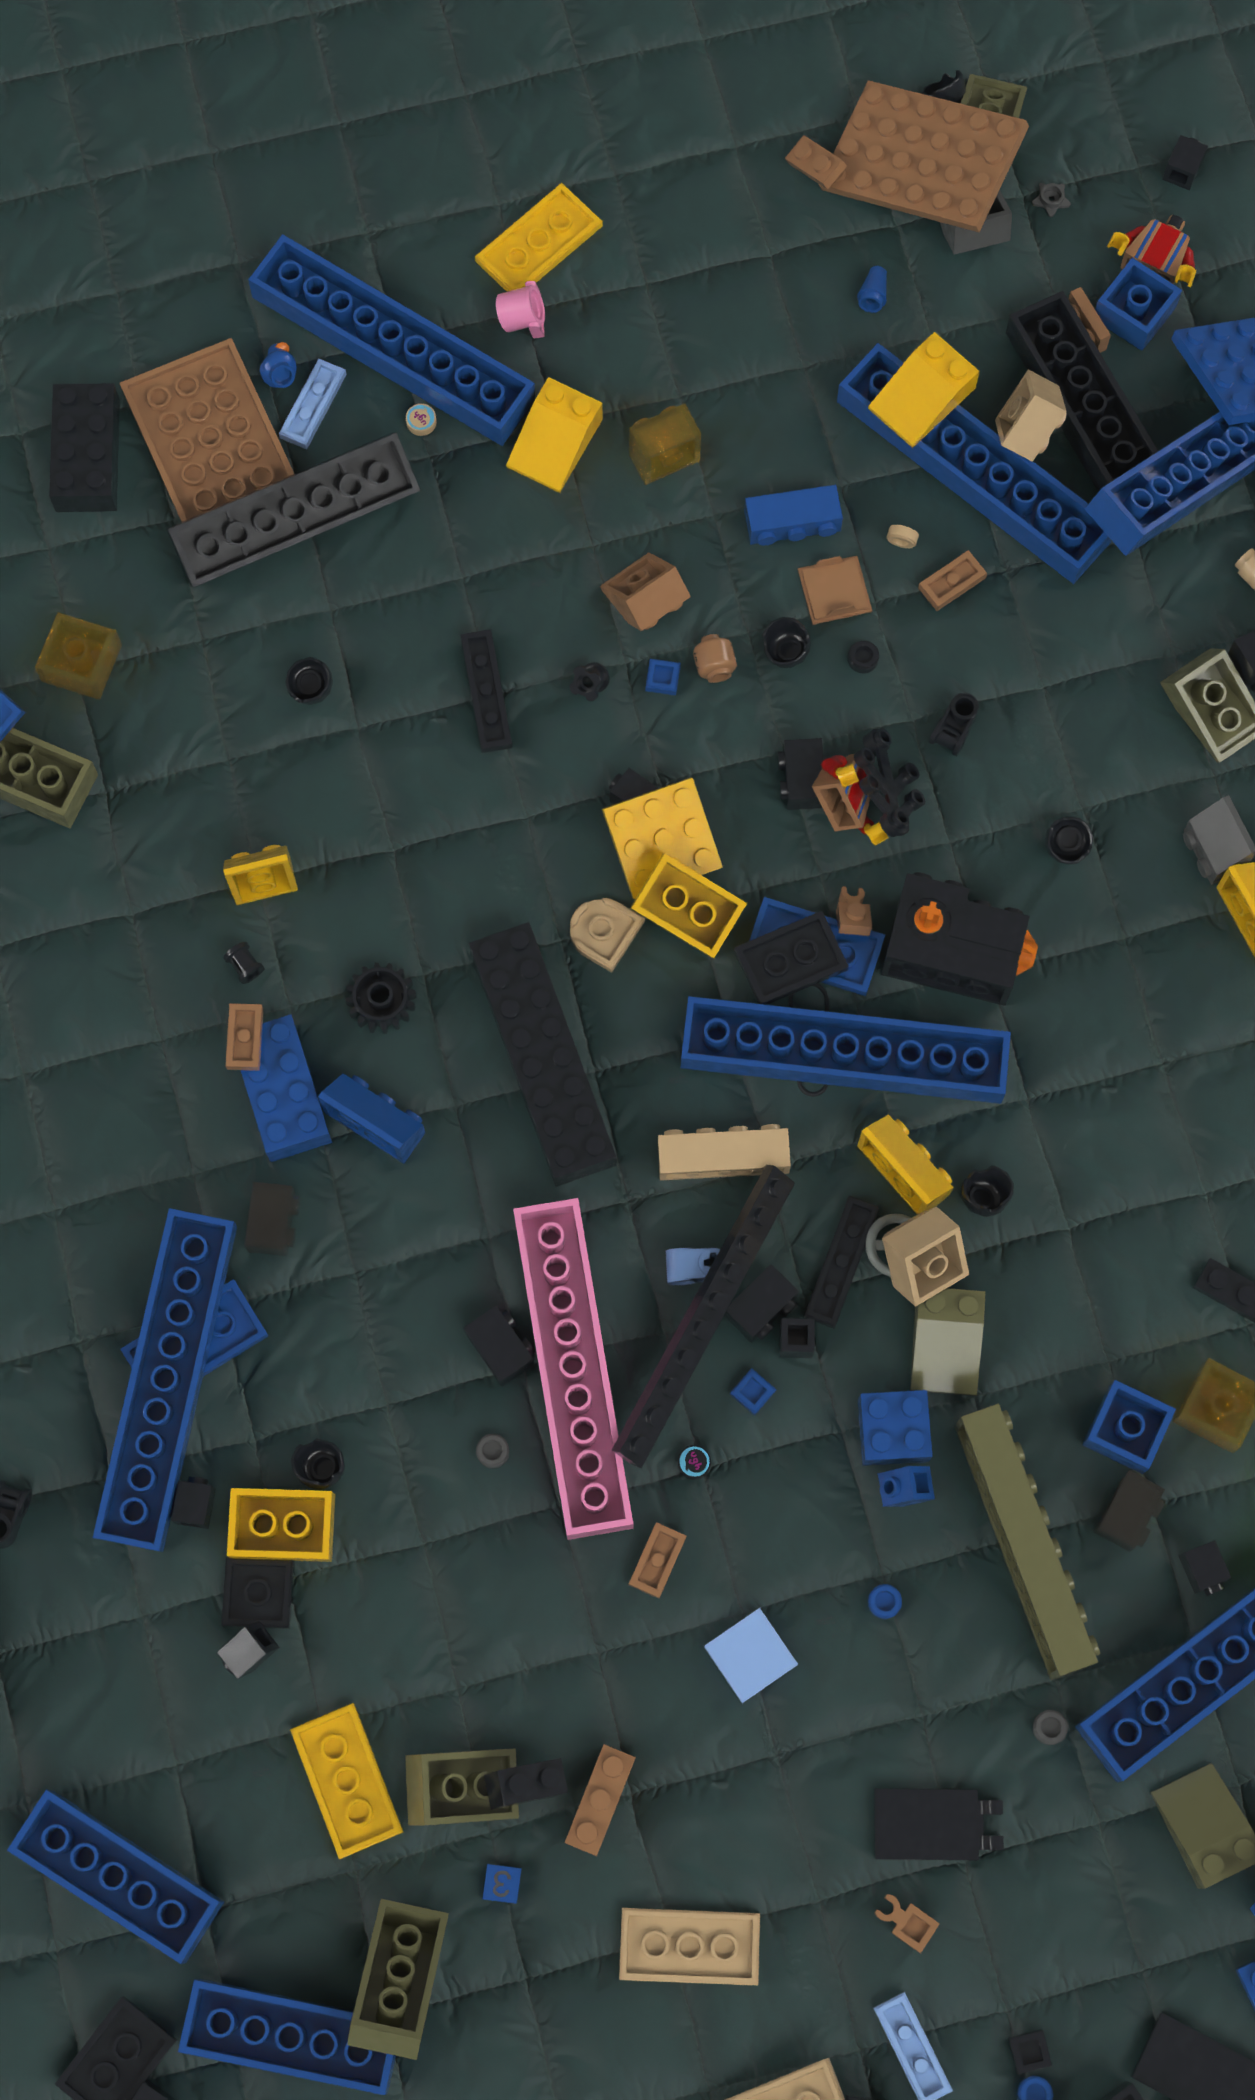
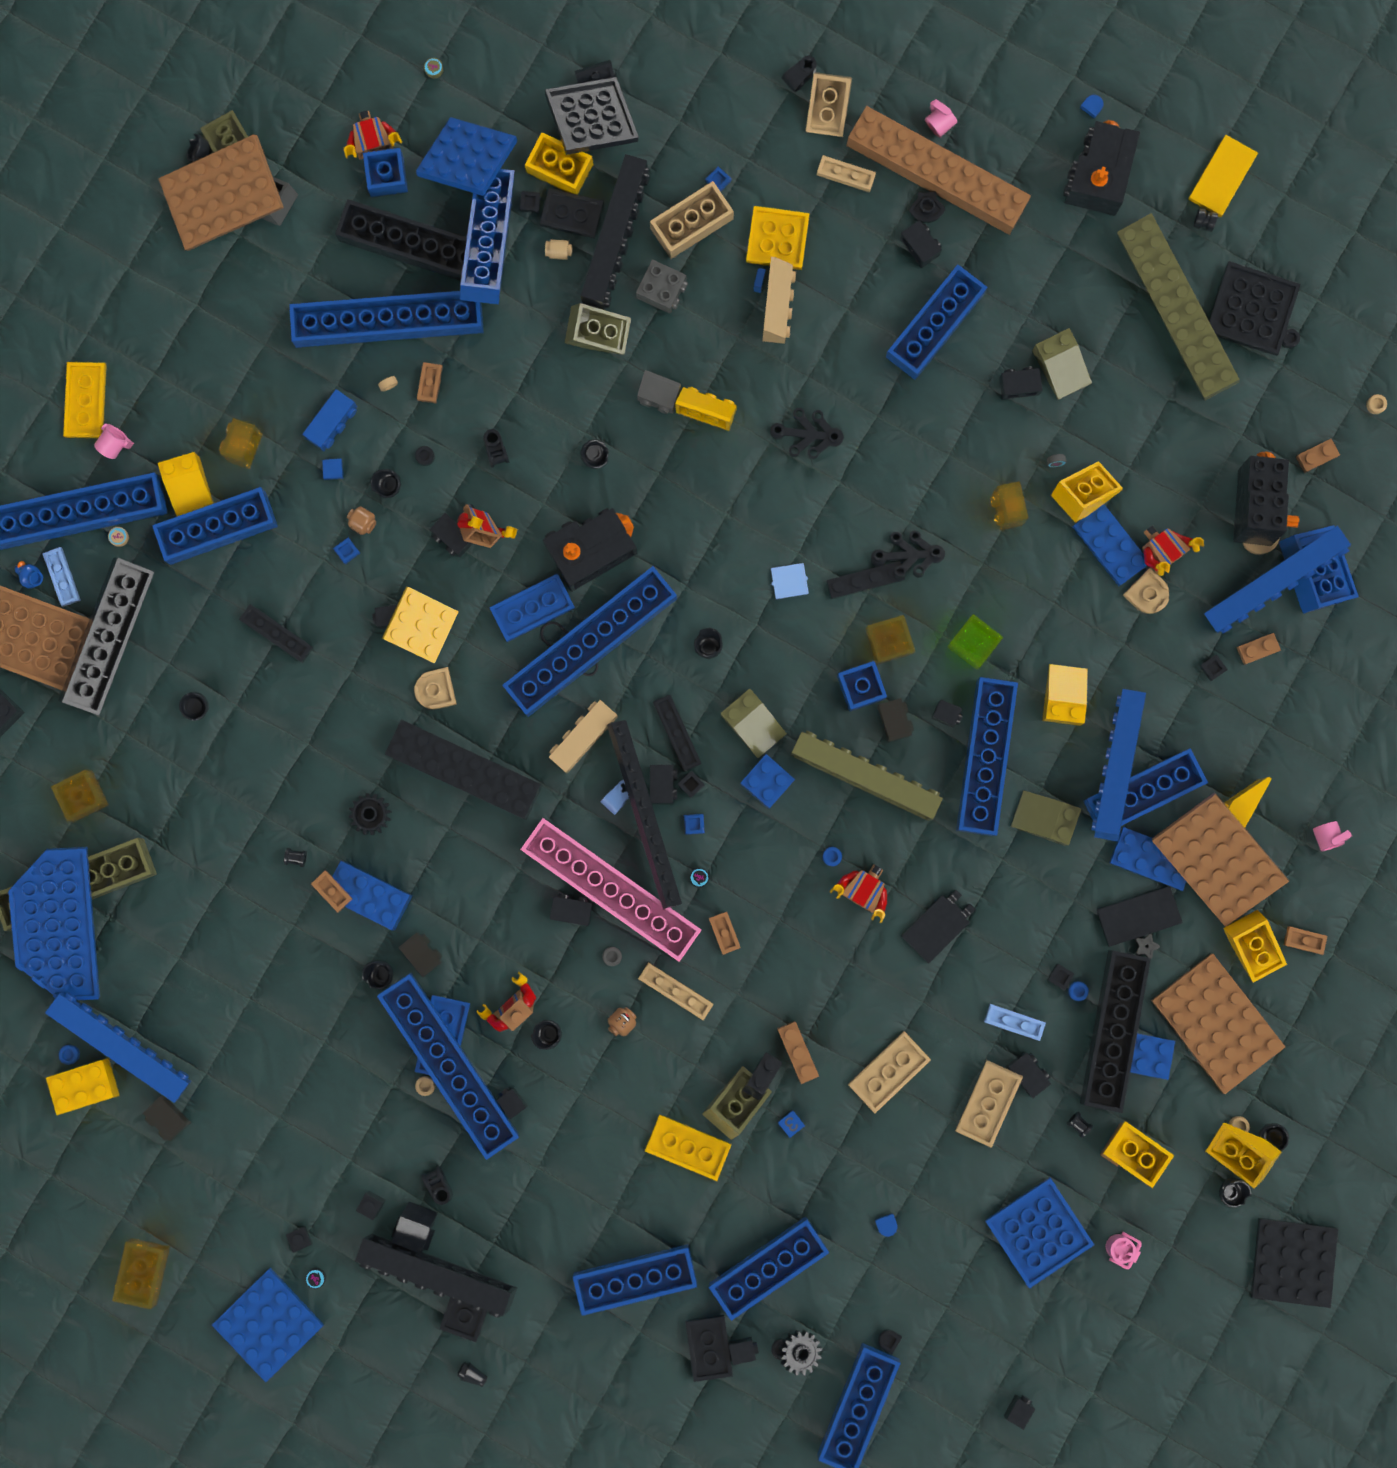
camera: 45 degrees left, 10 degrees up
(114, 1380) = (425, 1086): none -> tan tile
(197, 1190) = (377, 974): none -> black hair
(248, 1650) = (595, 1138): brick -> none
(257, 1592) = (575, 1111): black tile -> none
(260, 874) = (262, 812): yellow slope -> none
(281, 1524) = (557, 1075): yellow brick -> none
(311, 1394) = (514, 1010): none -> torso
(372, 1116) = (419, 868): blue slope -> none
(398, 1979) = (789, 1204): olive brick -> none
(423, 1541) = (622, 1021): none -> medium nougat head
(526, 1572) = (675, 991): none -> tan tile
(541, 506) = (215, 526): none -> blue brick
(589, 680) = (316, 584): black brick -> none
(646, 591) = (300, 519): medium nougat slope -> none
(688, 905) = (462, 644): yellow brick -> none
(740, 572) = (332, 469): none -> blue tile
(750, 1655) = (800, 933): light blue tile -> none
(791, 958) = (528, 624): black plate -> none
(815, 162) = (173, 241): medium nougat plate -> none
(834, 589) = (381, 436): medium nougat piece -> none
(853, 915) = (535, 578): medium nougat plate -> none
(873, 292) = (260, 278): blue cone -> none
(884, 1683) = (864, 890): none -> torso
(894, 818) = (511, 518): black plant -> none
(905, 1164) = (663, 665): yellow slope -> none
(906, 1486) = (795, 801): blue brick -> none
(911, 1925) = (968, 975): medium nougat plate -> none
(921, 1253) = (708, 699): tan piece -> none
(925, 390) = (333, 308): yellow slope -> none
(1031, 416) = (391, 274): tan brick -> none
(1050, 1727) = (946, 840): dark grey tile -> none
(1051, 190) = (296, 150): dark grey plate -> none
(1090, 319) = (370, 200): medium nougat plate -> none
(1162, 1215) = (789, 581): none -> light blue piece
(1185, 162) = (340, 80): black brick -> none

